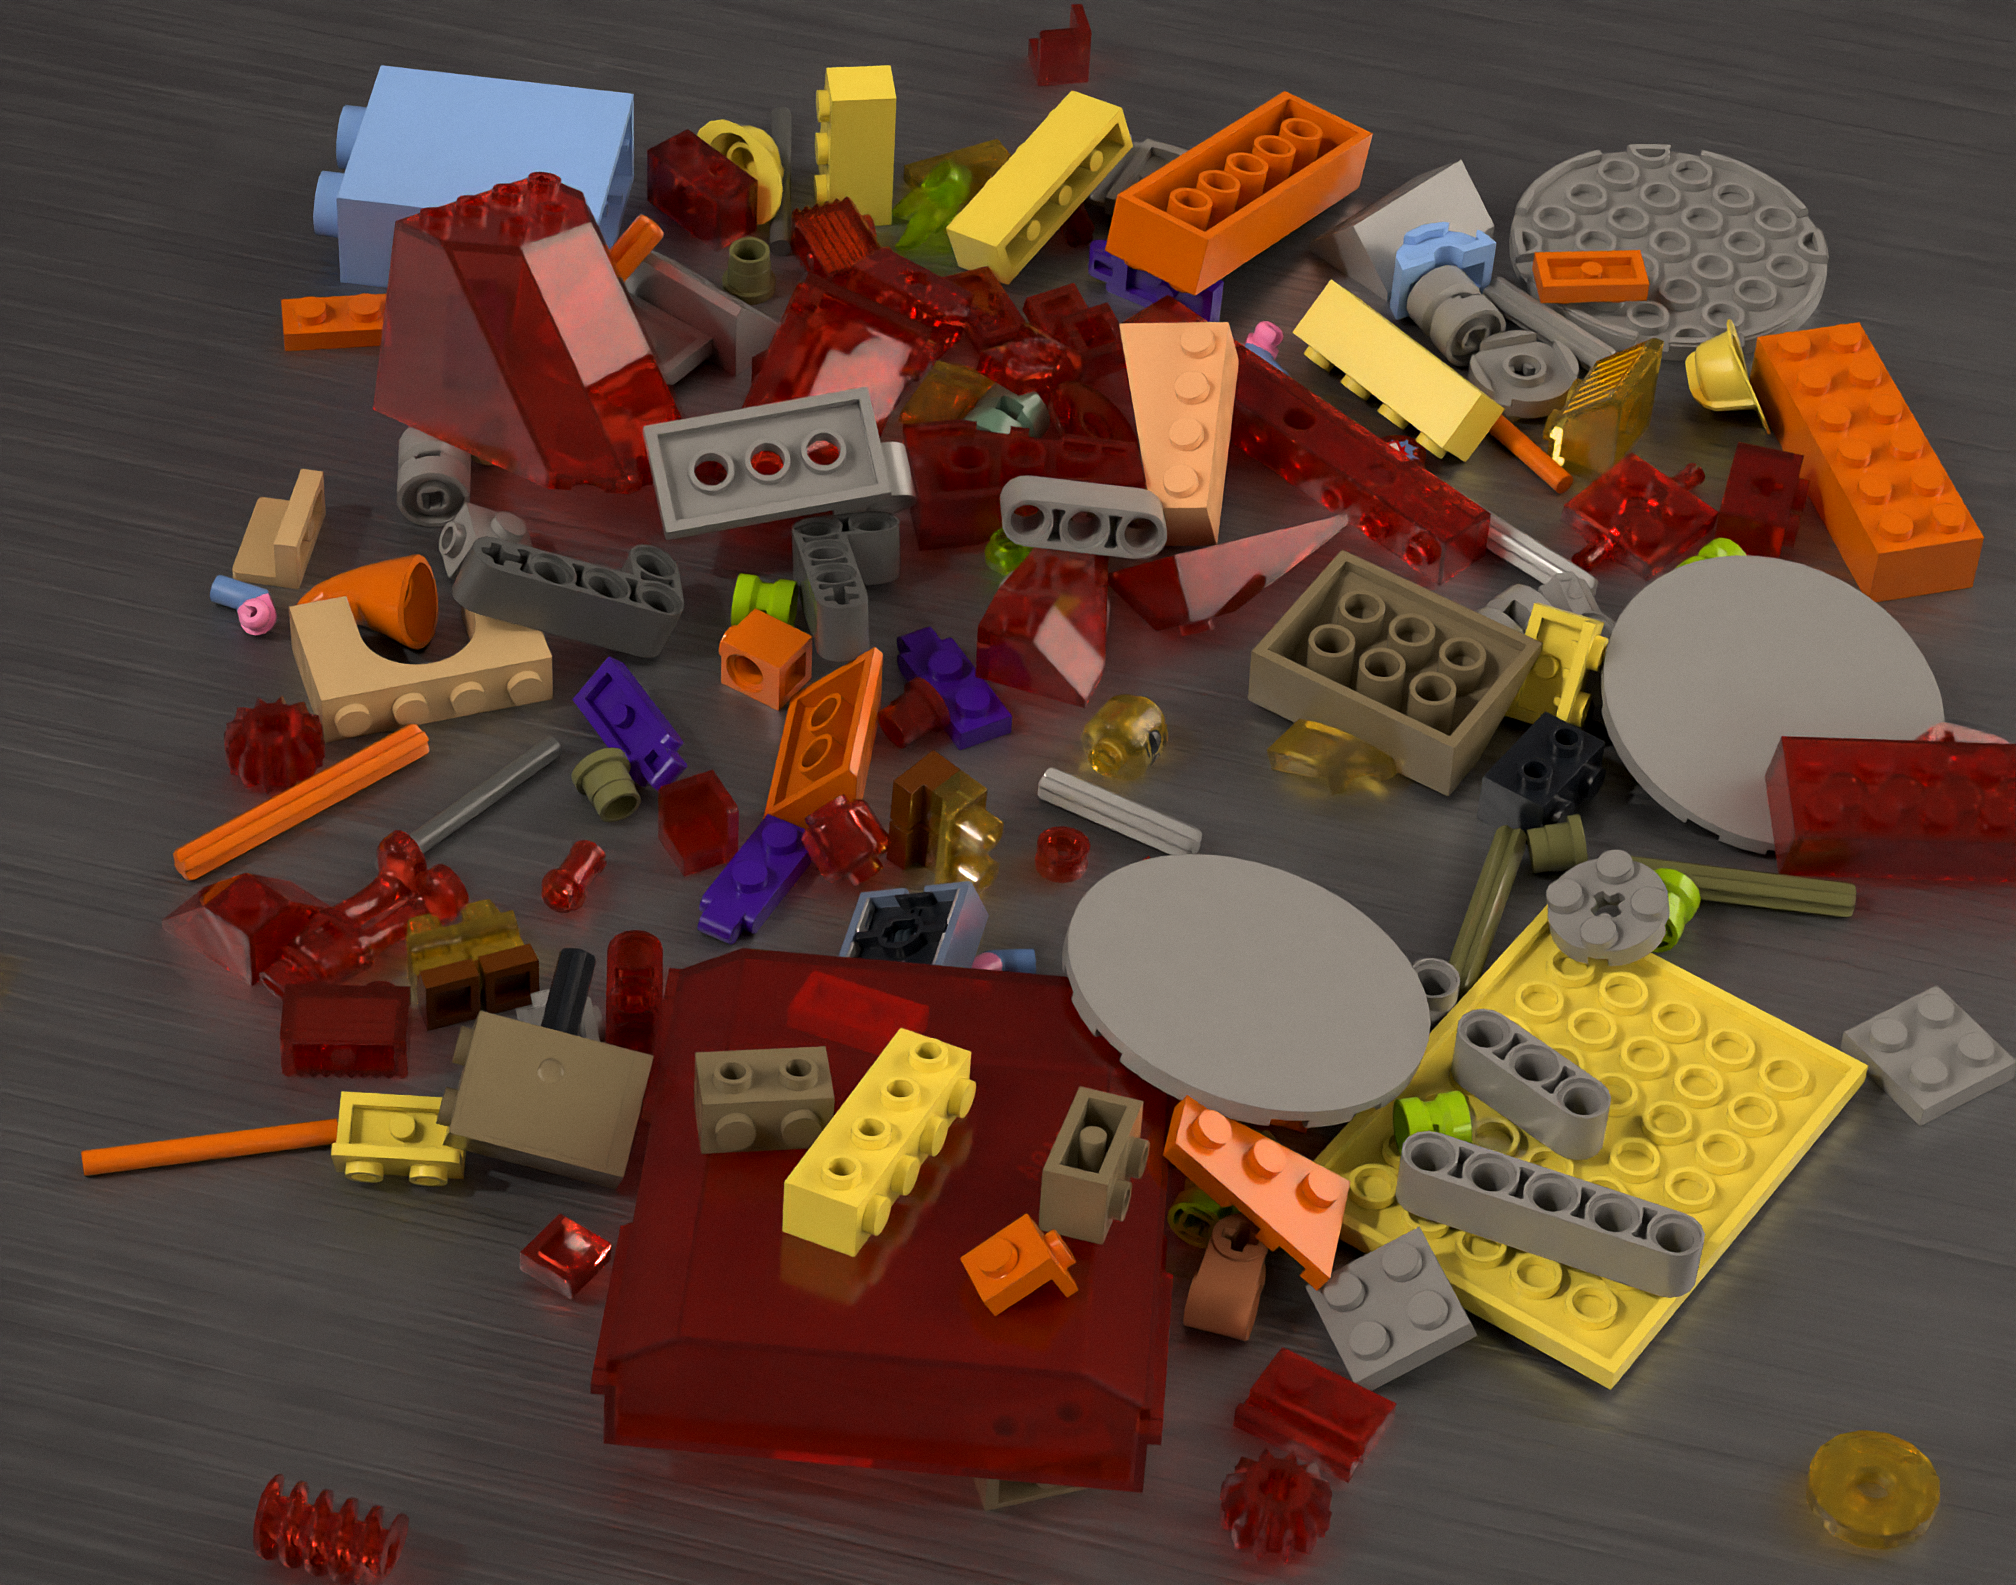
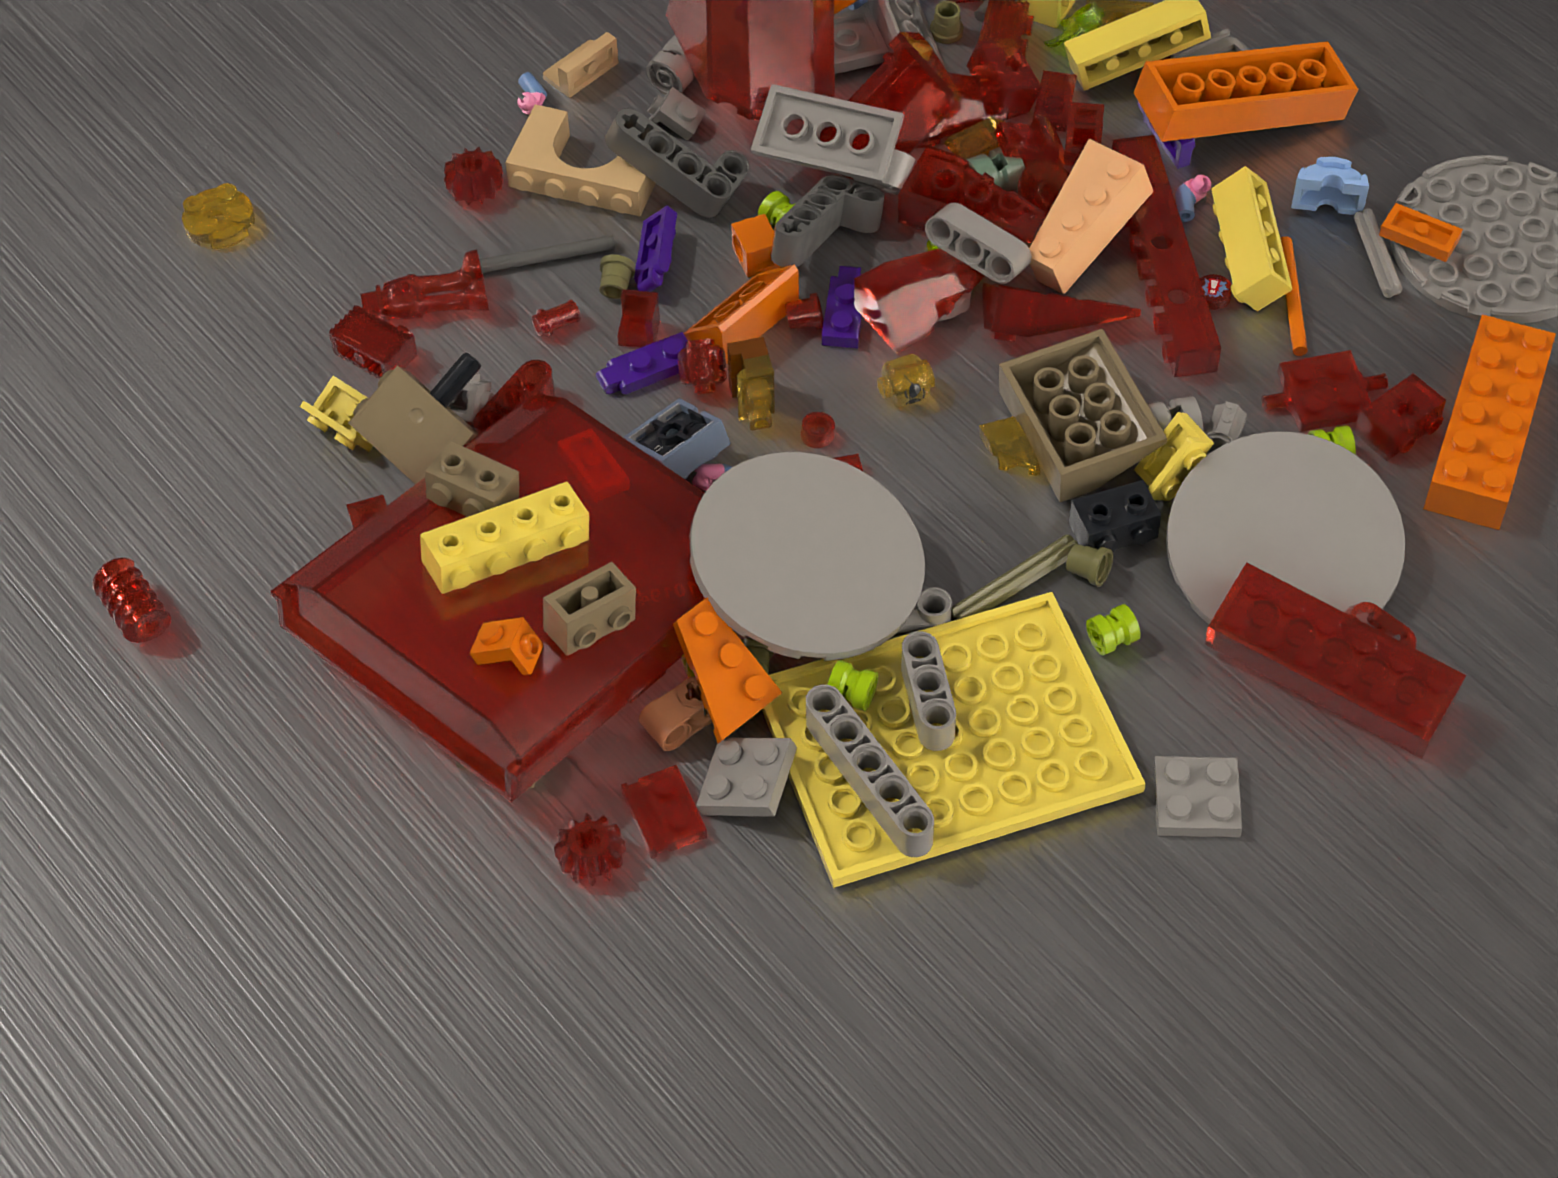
camera: 40 degrees right, 10 degrees up
(209, 1147) = (260, 371): orange bar -> none
(242, 921) = (382, 260): clear red slope -> none
(300, 802) = (465, 213): orange axle -> none
(388, 597) = (591, 121): orange hat -> none
(469, 964) = (455, 333): hips -> none
(1118, 813) = (867, 423): light grey axle -> none
(1368, 240) = (1371, 151): light grey slope -> none
(1453, 313) = (1319, 220): light grey wheel -> none
(1529, 554) = (1237, 382): light grey axle -> none
(1546, 370) = (1328, 290): light grey plate -> none
(1604, 882) = (1064, 595): light grey plate -> none
(1605, 411) = (1354, 320): clear yellow slope -> none
(1720, 375) = (1453, 331): light yellow piece -> none
(1764, 888) = (1179, 640): olive axle -> none
(1880, 1460) = (929, 1005): clear yellow tile -> none

